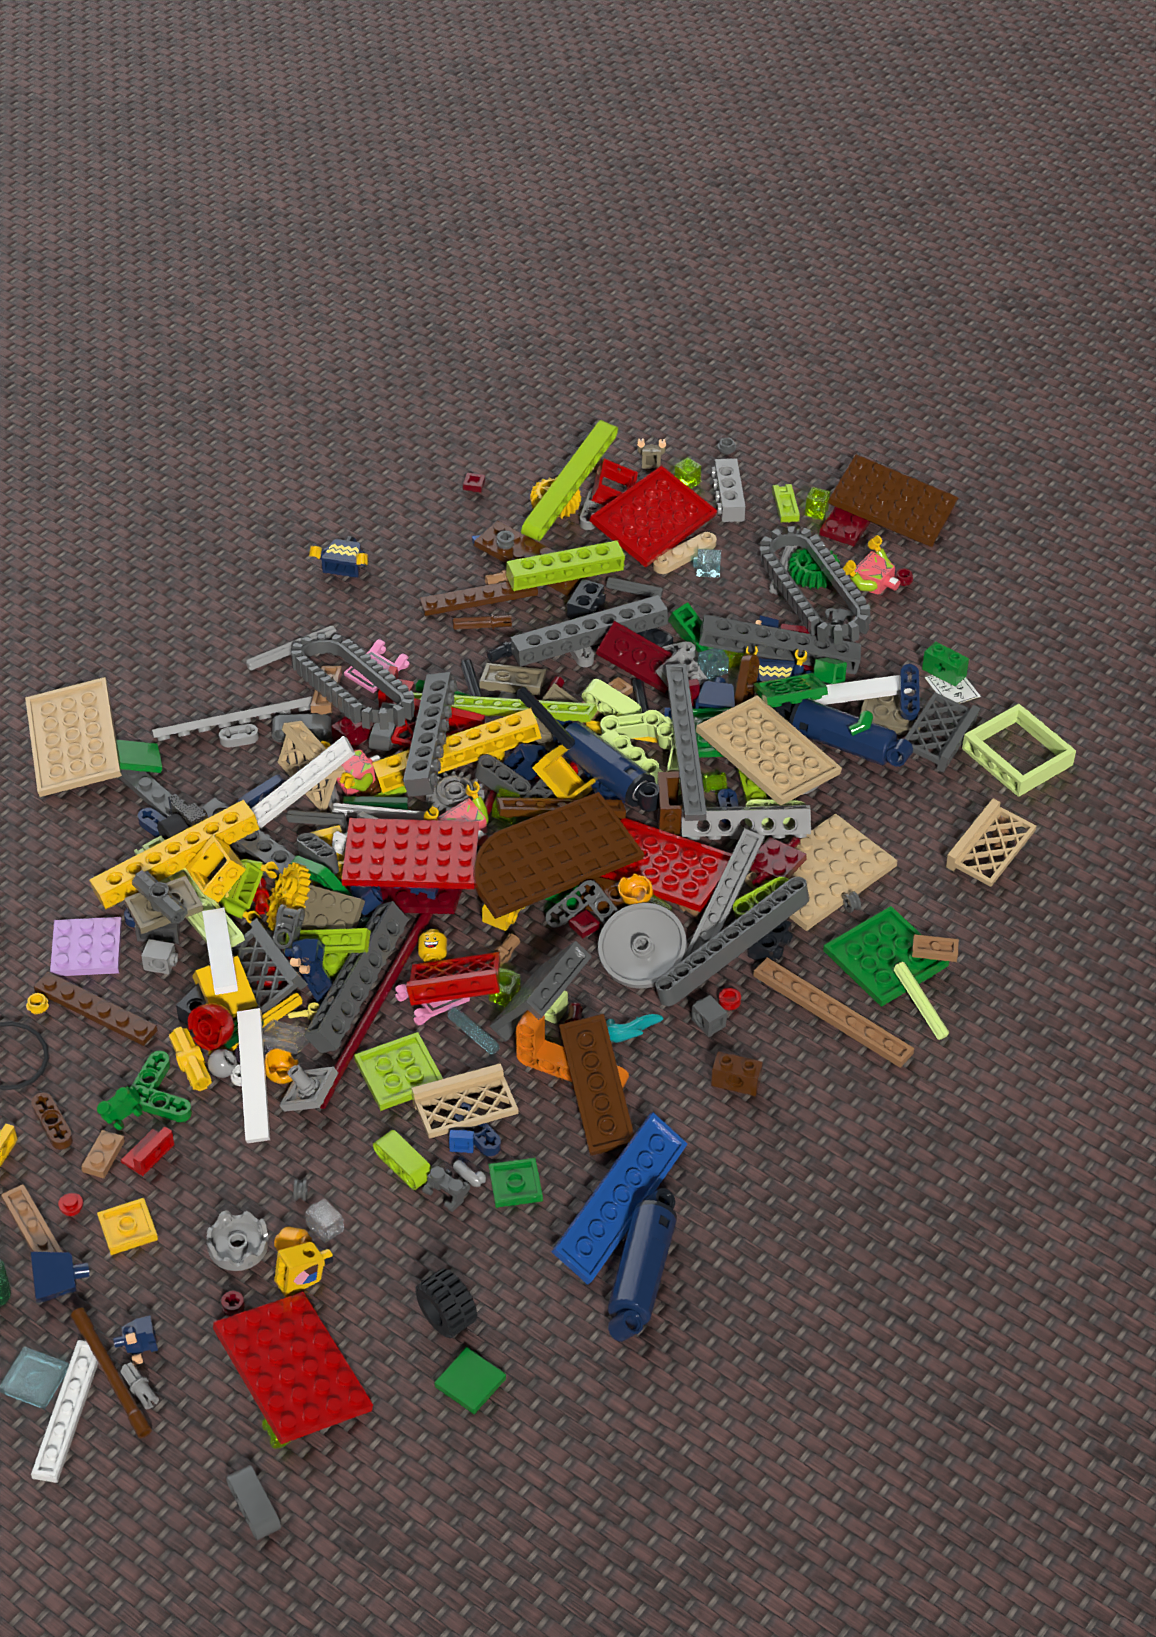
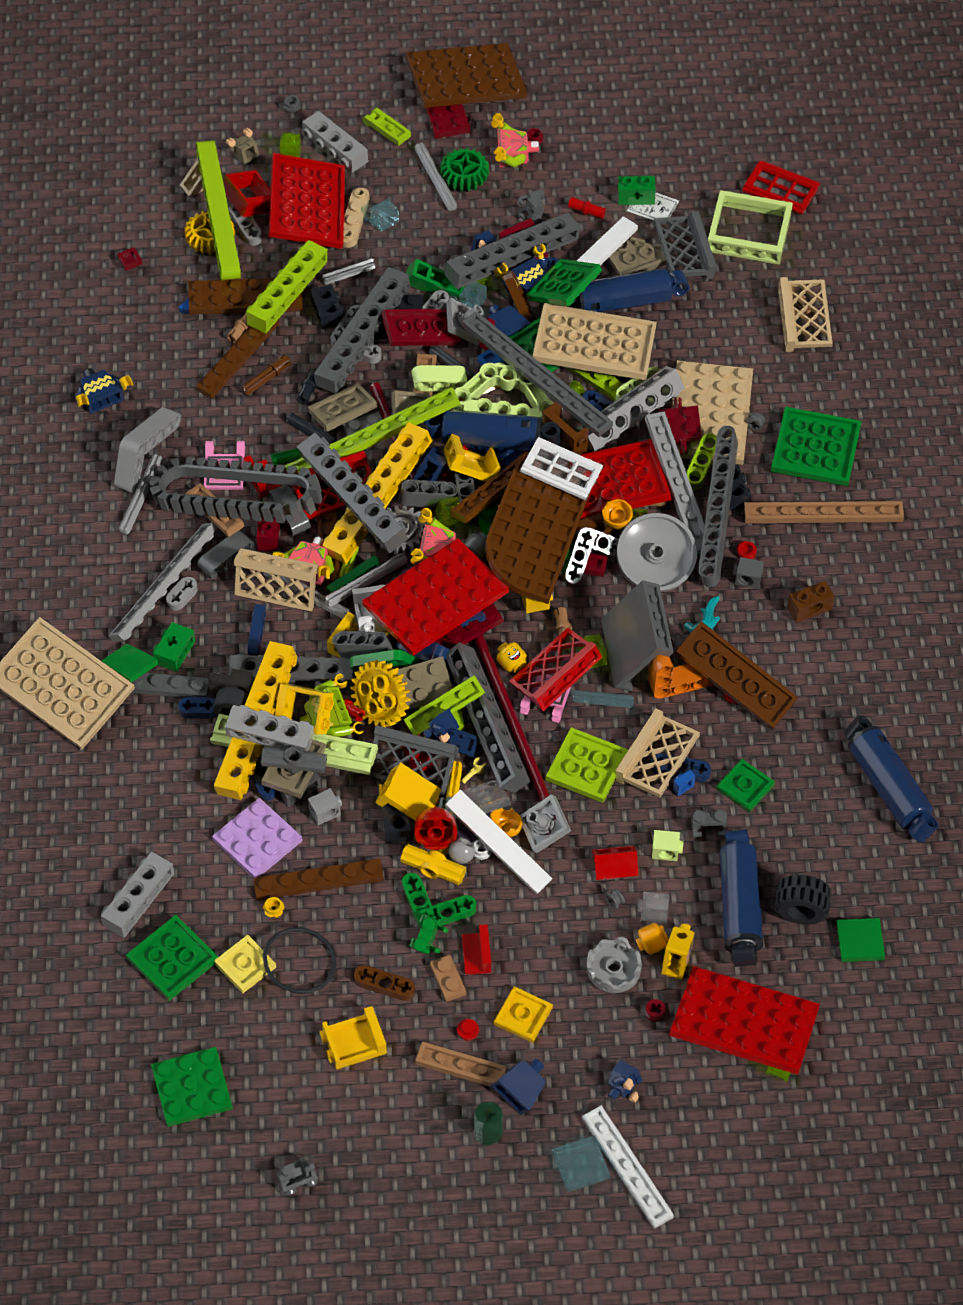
camera: 40 degrees left, 10 degrees up
(134, 1414) = (678, 1133): reddish brown piece -> none
(139, 1385) = (656, 1111): light grey axle -> none
(166, 863) = (257, 733): none -> light grey brick
(186, 767) = (174, 646): none -> green brick
(219, 951) = (385, 768): white tile -> none
(253, 1502) = (816, 1126): dark grey beam -> none
(288, 924) = (410, 711): dark grey piece -> none
(303, 781) = (295, 593): white tile -> none
(317, 818) = (319, 618): dark grey axle -> none
(329, 603) = (140, 442): none -> light grey beam
(334, 1162) = (615, 862): none -> red panel
(390, 1179) = (666, 845): none -> yellowish green brick
(399, 1265) = (741, 898): none -> dark blue piece
(402, 1159) = (644, 822): lime beam -> none
(467, 1174) = (718, 802): light grey arm -> none
(505, 540) = (217, 289): dark grey bush -> none
(546, 718) = (424, 422): black axle -> none
(611, 1206) = (829, 744): blue plate -> none
(624, 824) = (561, 468): none -> white piece
(817, 503) = (415, 112): clear neon green brick -> none
(830, 670) = (567, 248): green brick -> none
(833, 572) = (499, 167): dark grey piece -> none
(864, 723) = (644, 277): green arm -> none
(888, 653) = (586, 207): none -> red pin
(905, 699) = (639, 220): dark blue beam -> none
(921, 1000) = (873, 463): yellowish green axle -> none
(935, 948) = (848, 418): medium nougat plate -> none
(1087, 735) = (781, 185): none -> red piece

